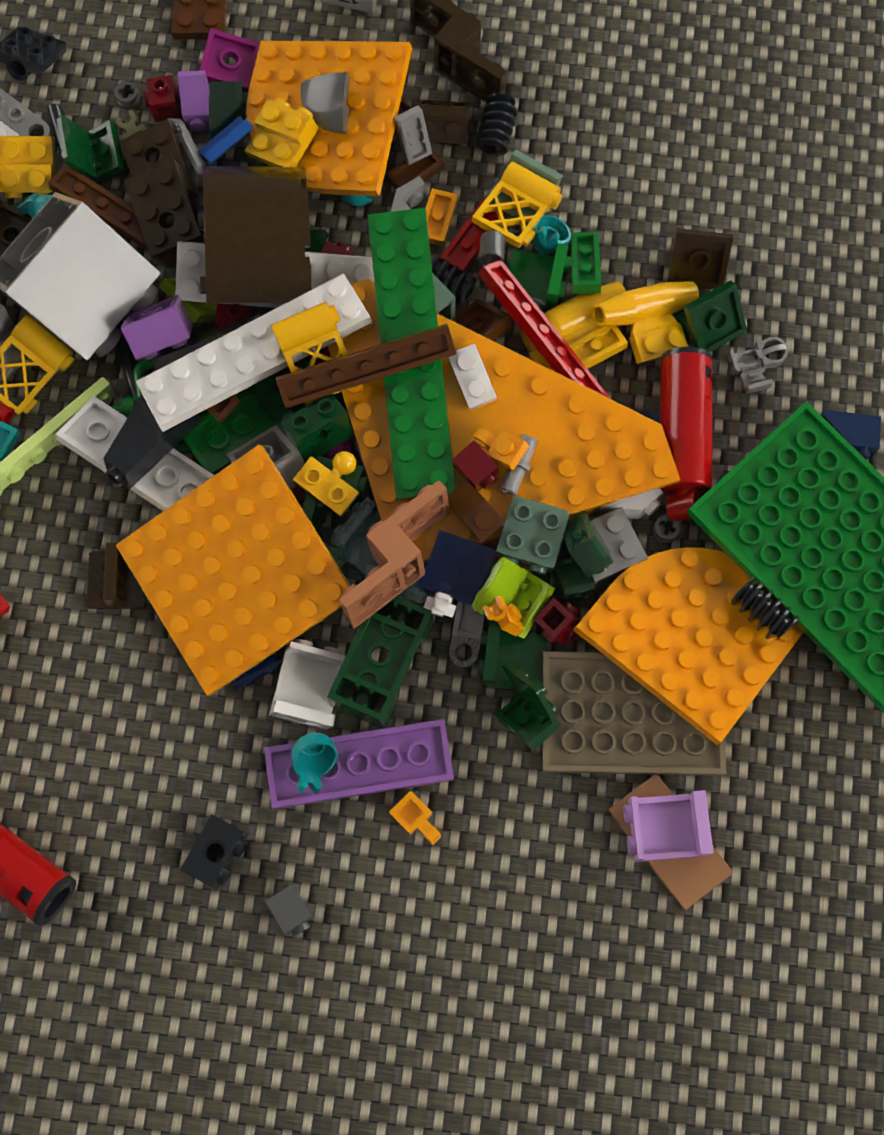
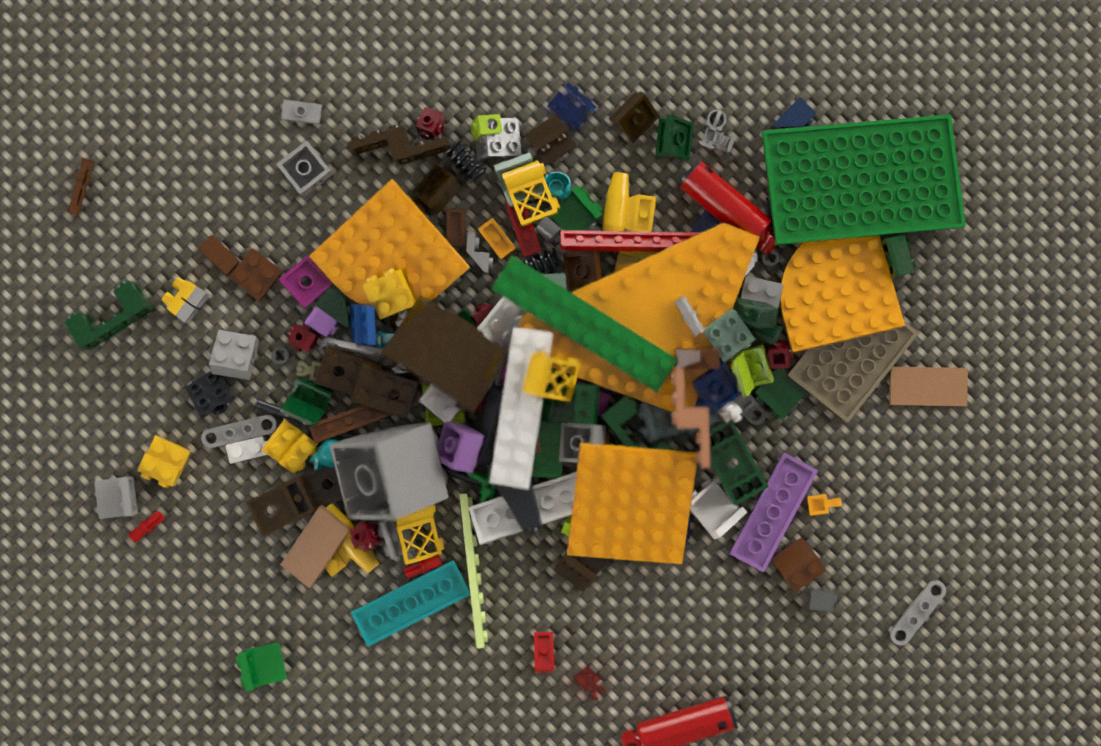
camera: 50 degrees left, 15 degrees up
(89, 41) = (233, 354): none -> light grey brick
(215, 833) = (756, 608): black brick -> none
(312, 758) = (756, 535): teal piece -> none
(314, 845) = (798, 564): none -> reddish brown slope
(326, 100) = (390, 253): dark grey brick -> none
(327, 484) = (625, 422): yellow plate -> none
(366, 365) = (580, 356): reddish brown plate -> none
(367, 1057) = (918, 612): none -> light grey plate
(413, 135) = (443, 217): light grey plate -> none
(472, 377) = (623, 302): white plate -> none
(476, 466) = (674, 339): dark red brick -> none
(504, 449) = (676, 317): light orange plate -> none
(506, 615) = (759, 382): light orange plate -> none
(512, 58) = (430, 123): none -> dark red brick
(530, 713) = (815, 408): dark green bracket -> none
(546, 107) = (480, 128): none -> lime bracket
(552, 139) = (502, 144): none -> light grey bracket
(585, 263) = (590, 181): green plate -> none
(595, 196) = (550, 140): none -> dark brown bracket
(643, 192) = (569, 112): none -> clear blue plate
(650, 316) = (648, 171): yellow plate -> none
(668, 827) = (923, 383): lavender panel -> none
(764, 609) = (857, 247): black piece -> none
(796, 674) = (898, 256): none -> dark green slope

